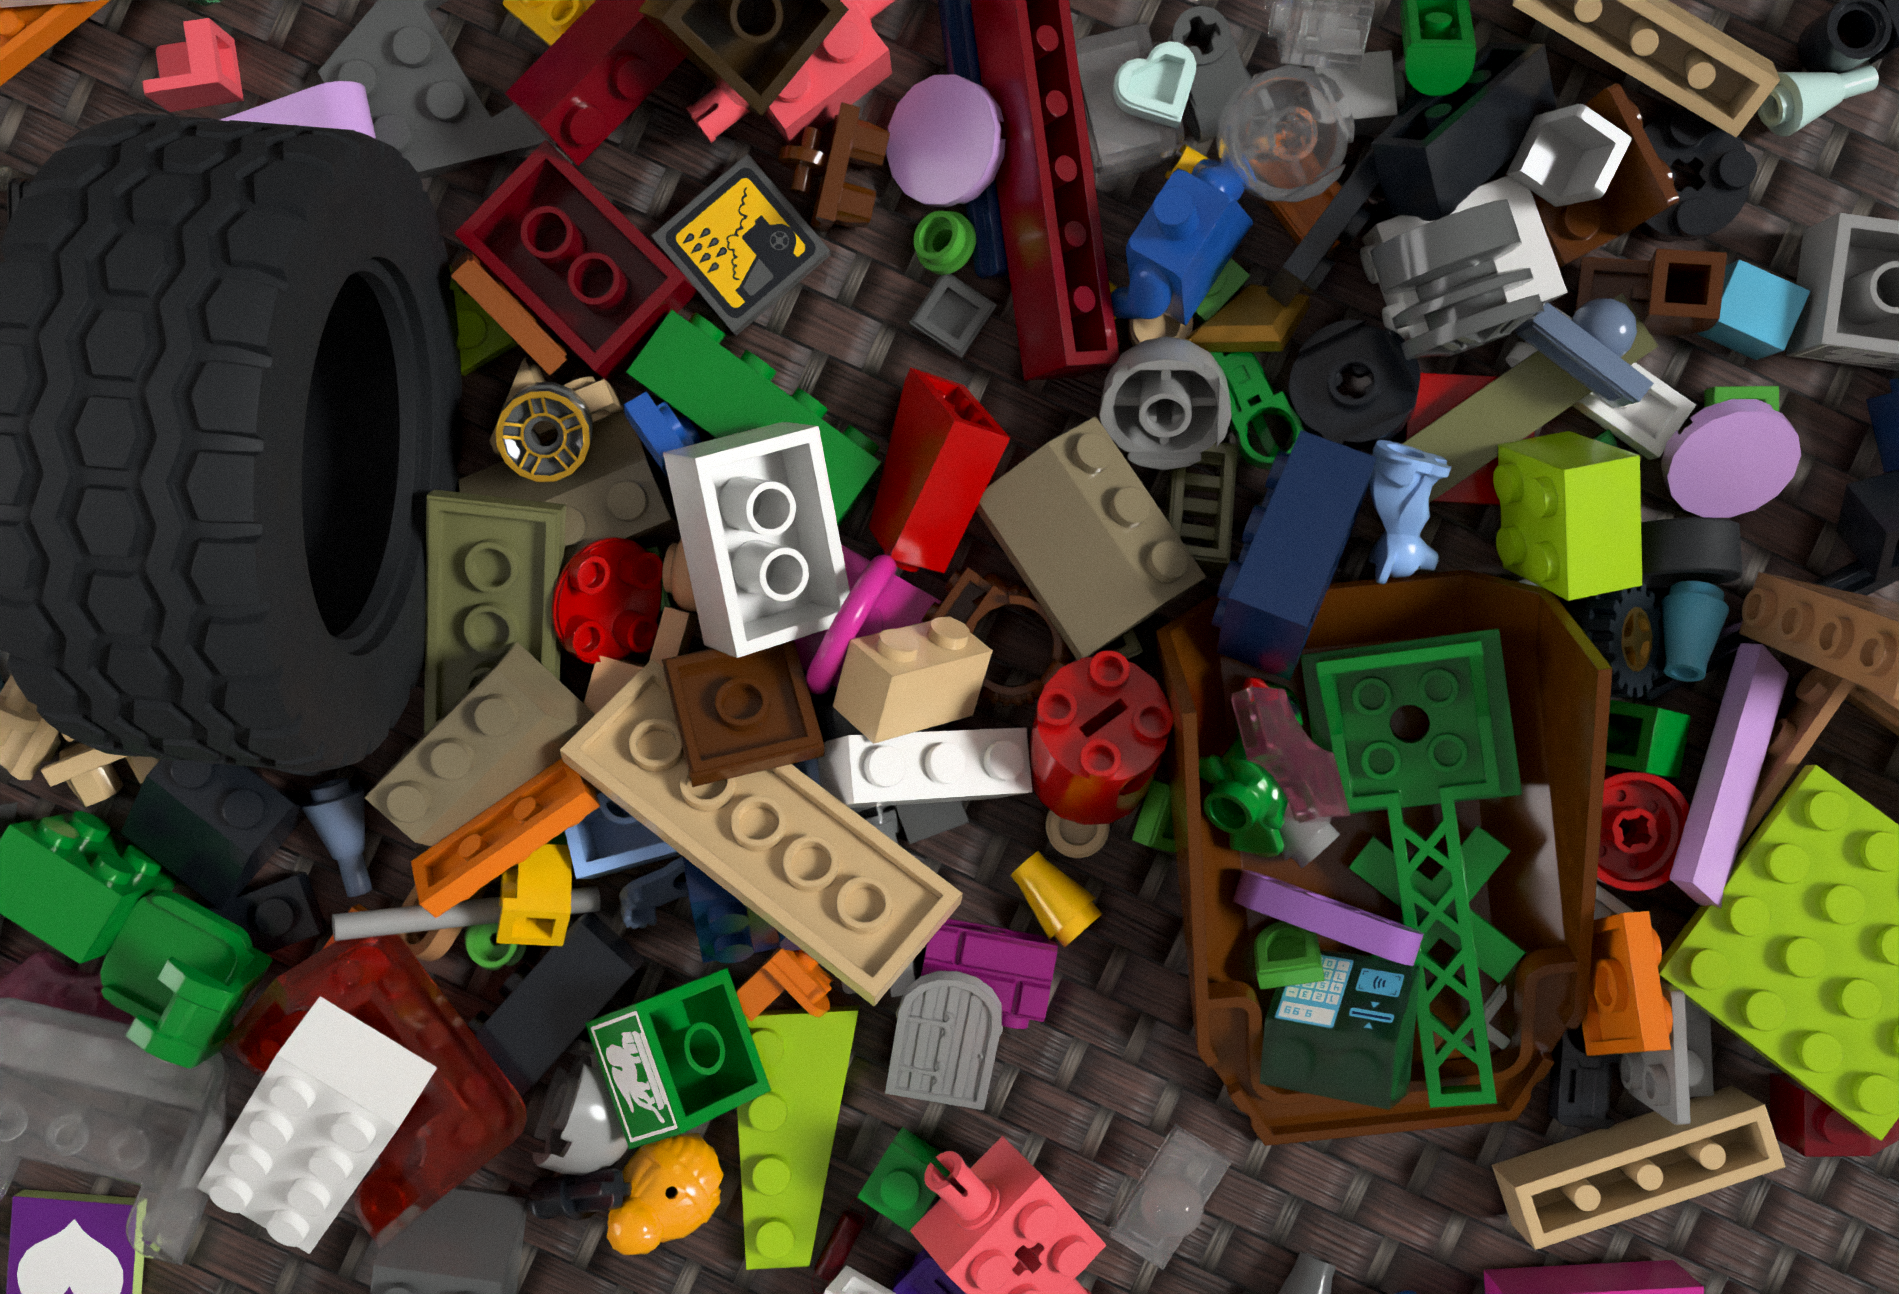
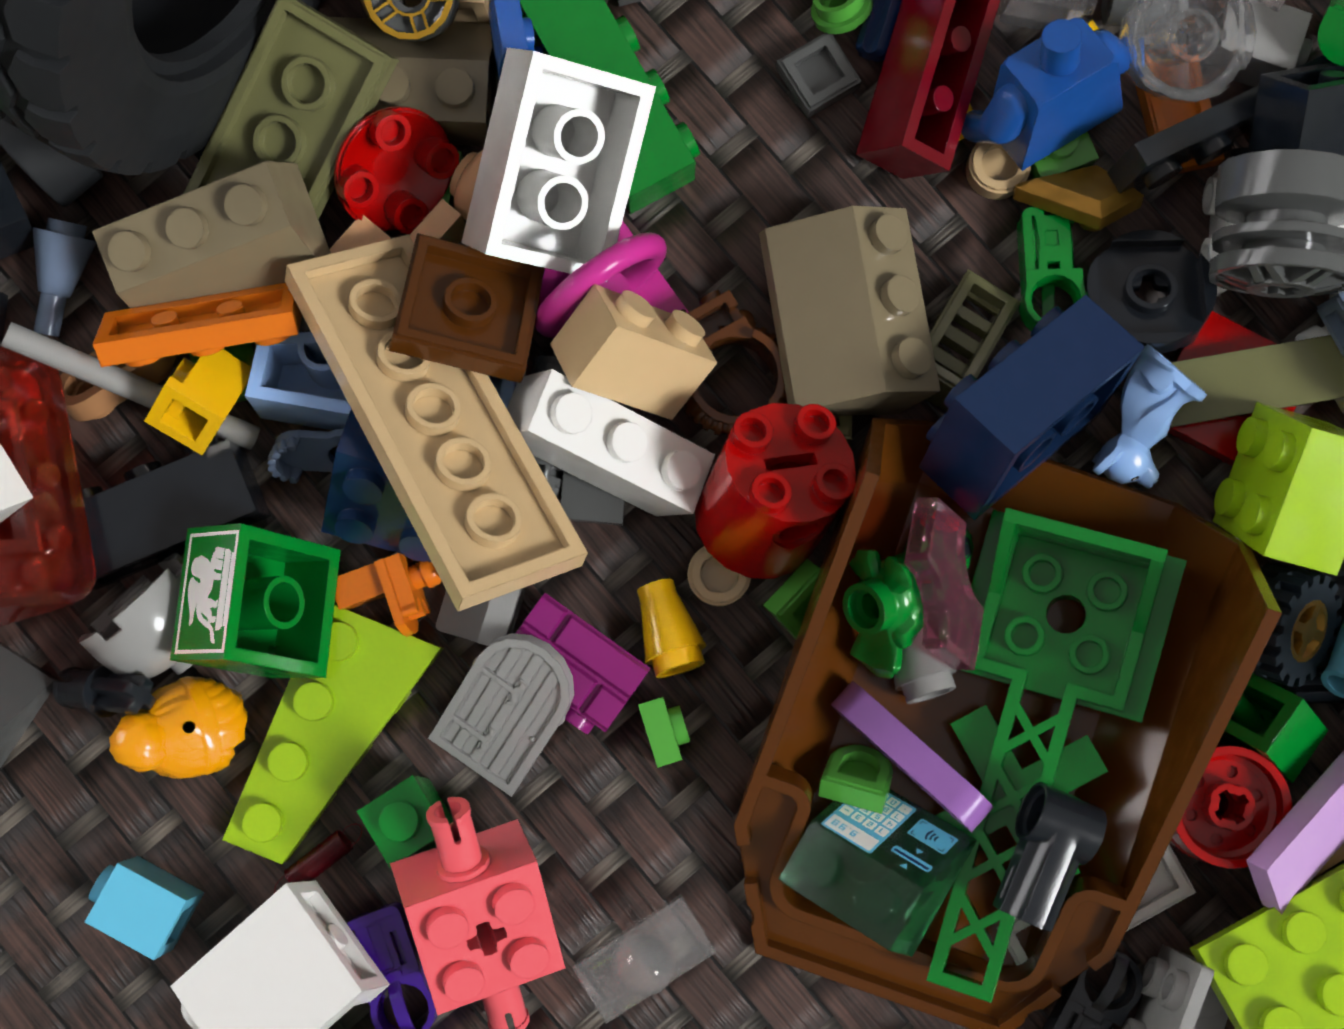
camera: 25 degrees right, 5 degrees down
(486, 953) = (130, 438): bright green plate -> none
(934, 471) = (737, 195): red slope -> none
(1093, 991) = (664, 730): none -> bright green plate
(1166, 403) = (973, 226): light grey cylinder -> none
(1490, 940) = (1054, 839): none -> black piece
(1625, 988) = (1157, 953): orange plate -> none

